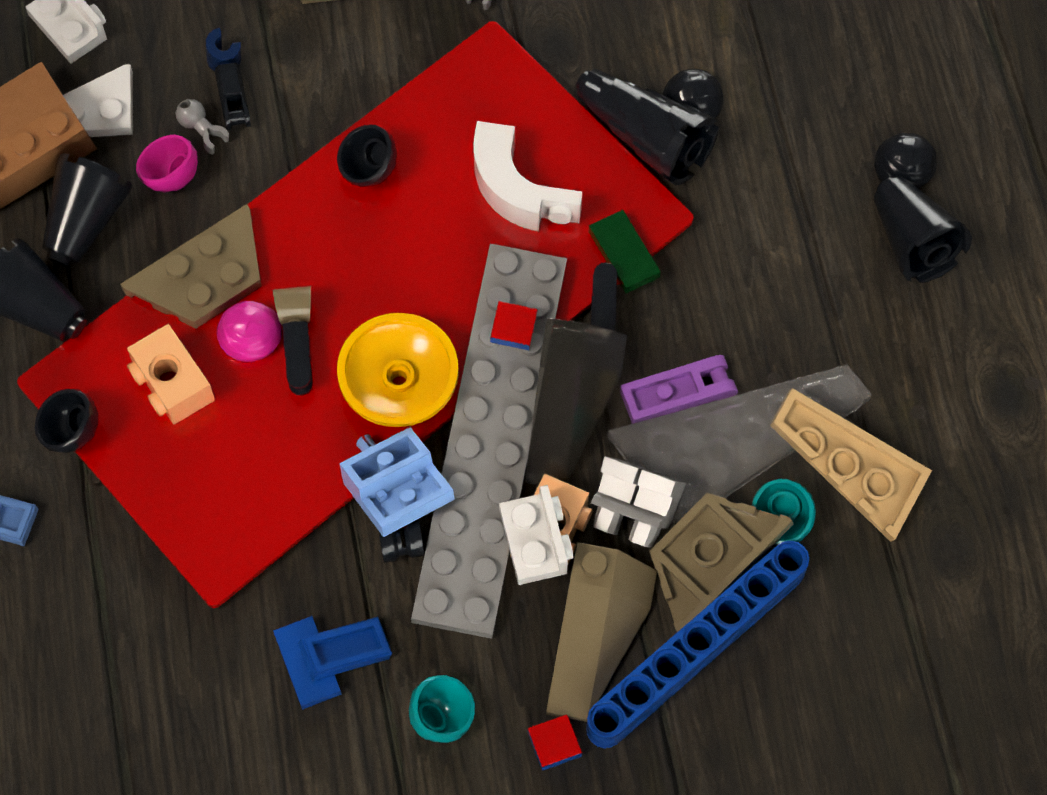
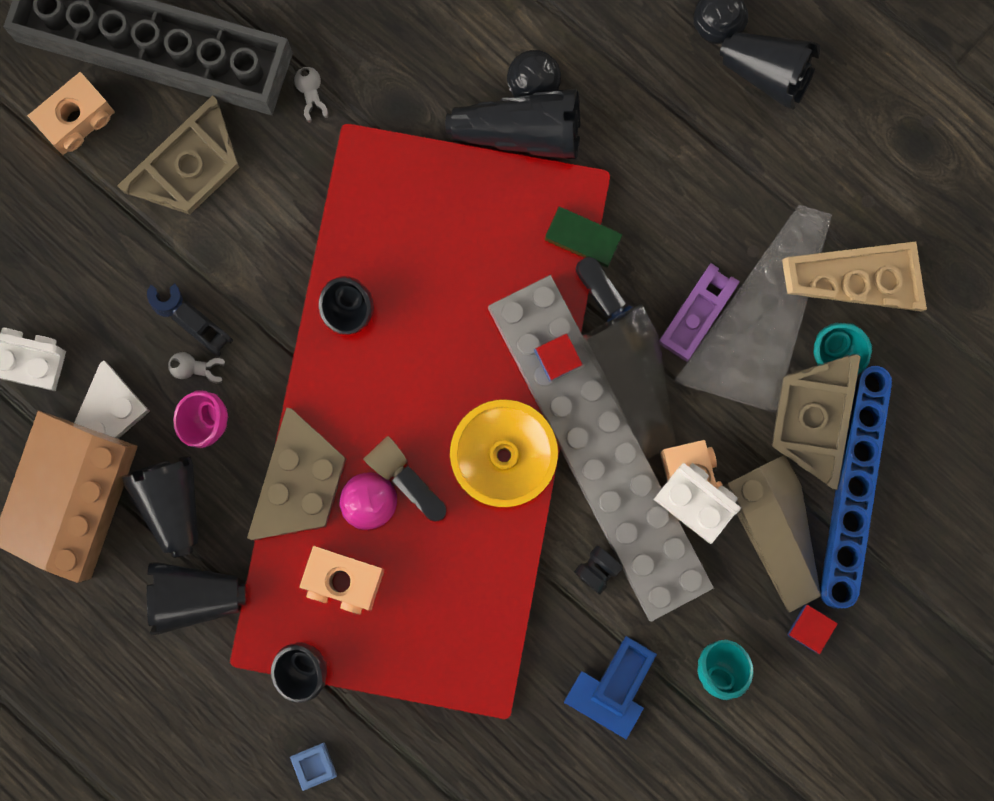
camera: 35 degrees left, 15 degrees up
(395, 480) = (567, 535): light blue plate -> none
(511, 193) = (464, 253): white arch -> none
(637, 495) = (726, 428): hips -> none

